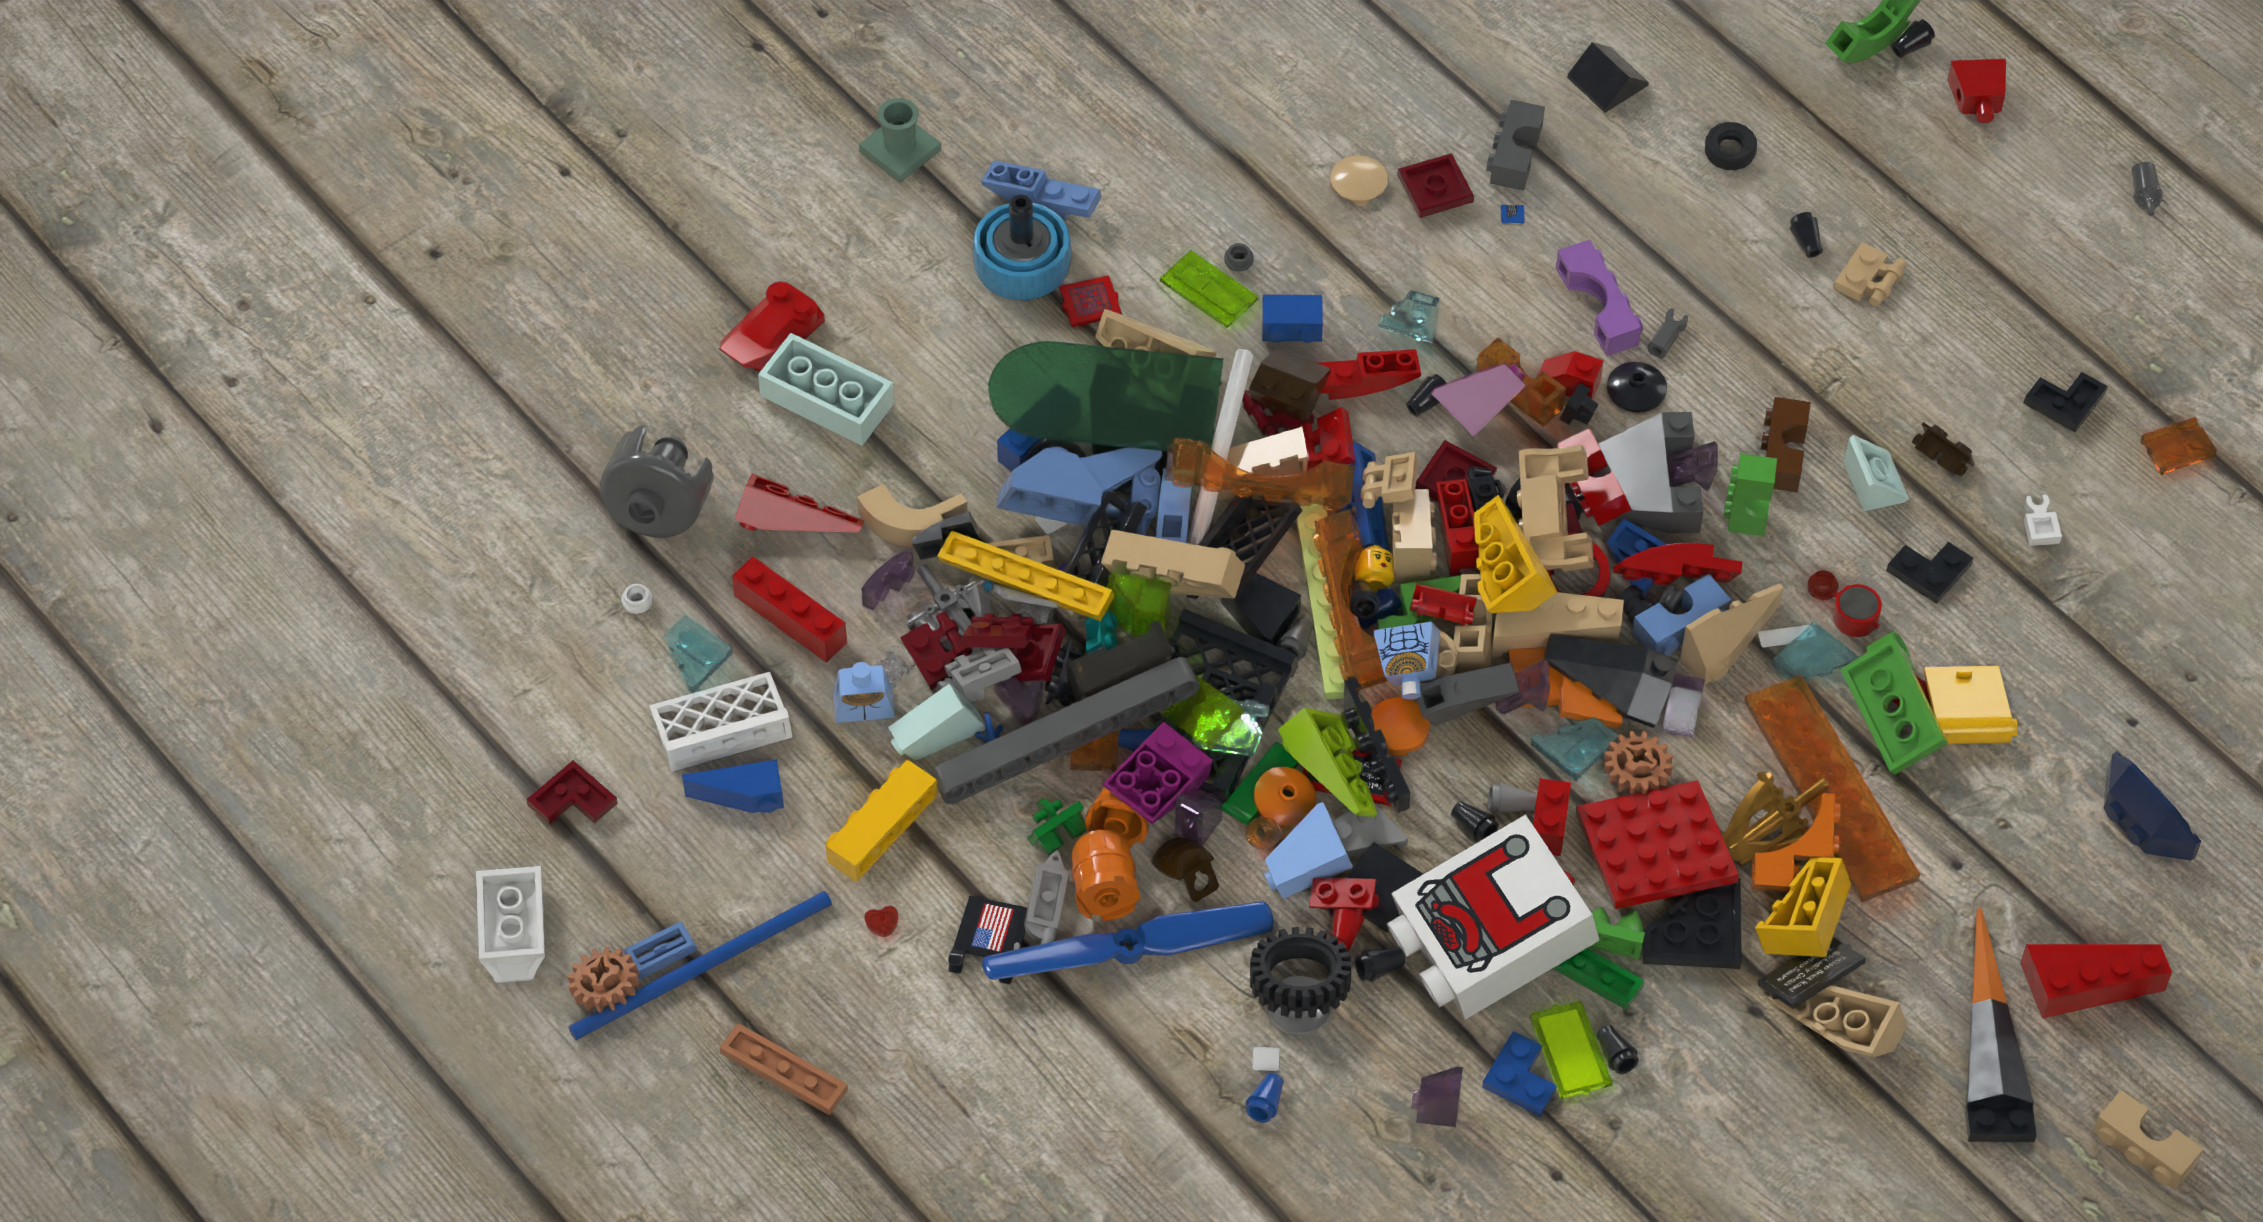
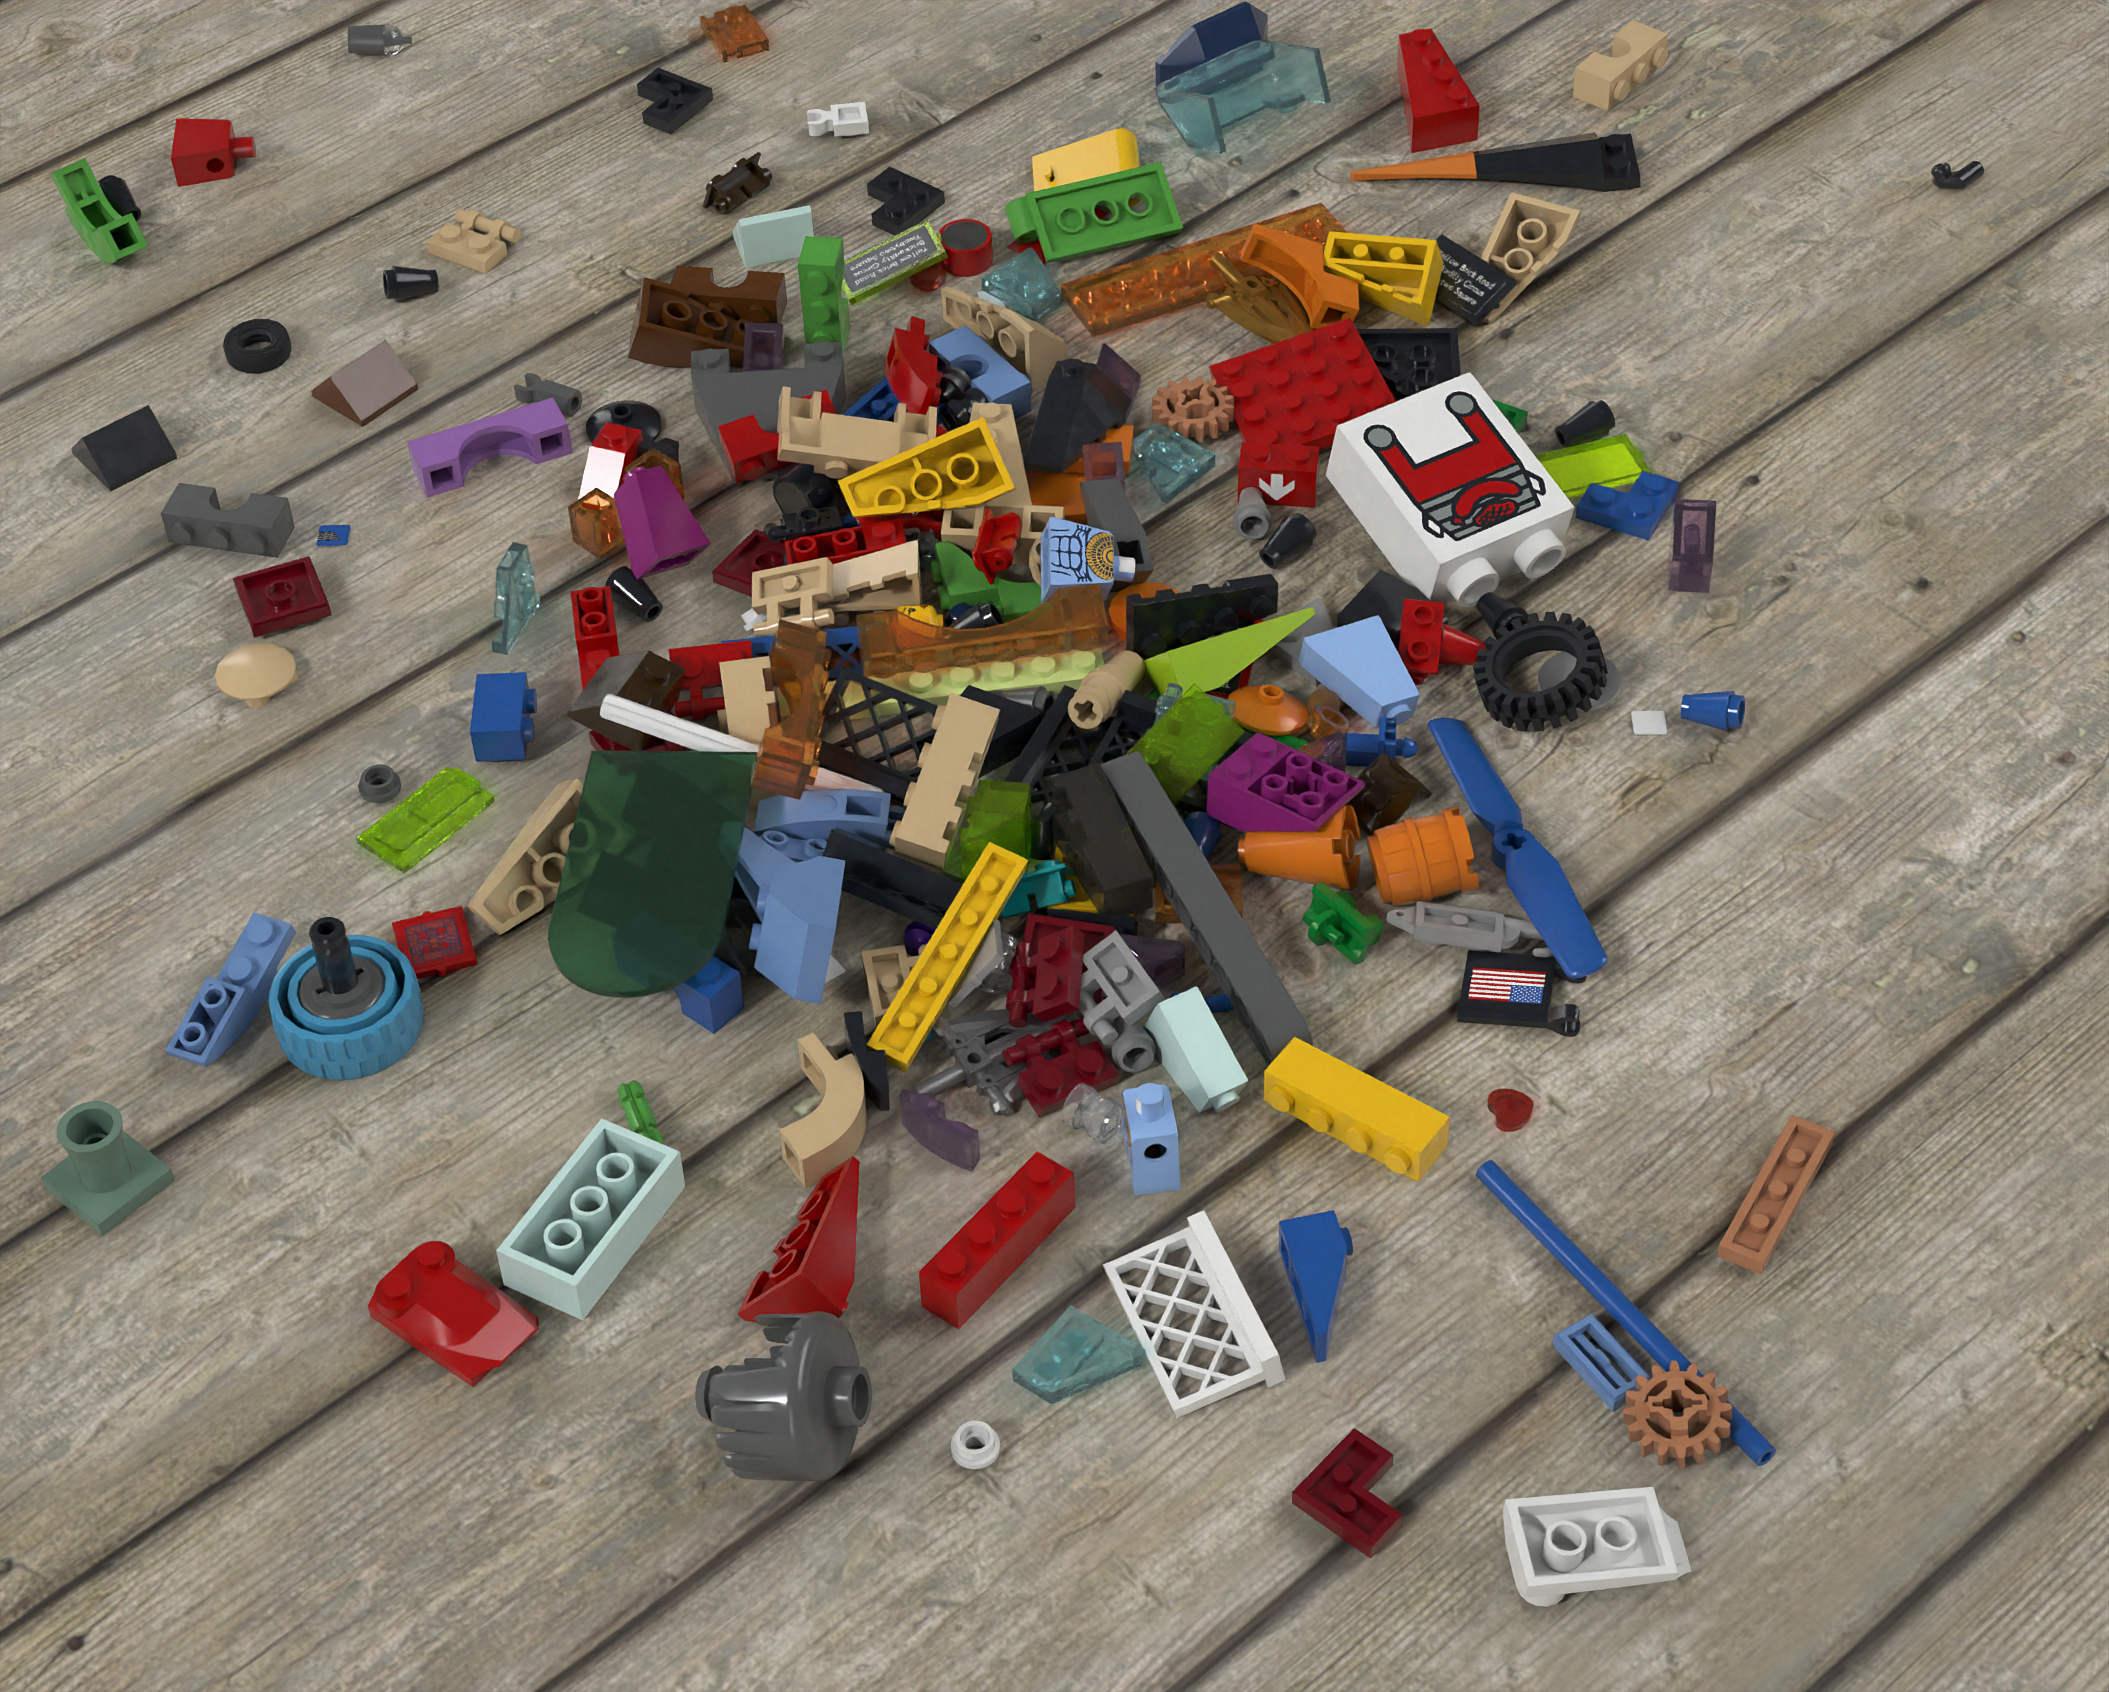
camera: 90 degrees left, 10 degrees down
(919, 419) = (638, 1111): none -> bright green axle
(1238, 865) = (1365, 748): none -> blue piece
(1292, 681) = (1104, 688): none -> tan piece
(1679, 217) = (367, 385): none -> slope
(1737, 416) = (673, 325): none -> reddish brown wedge
(1833, 555) = (891, 261): none -> piece
(2074, 800) = (1240, 85): none -> clear light blue windscreen

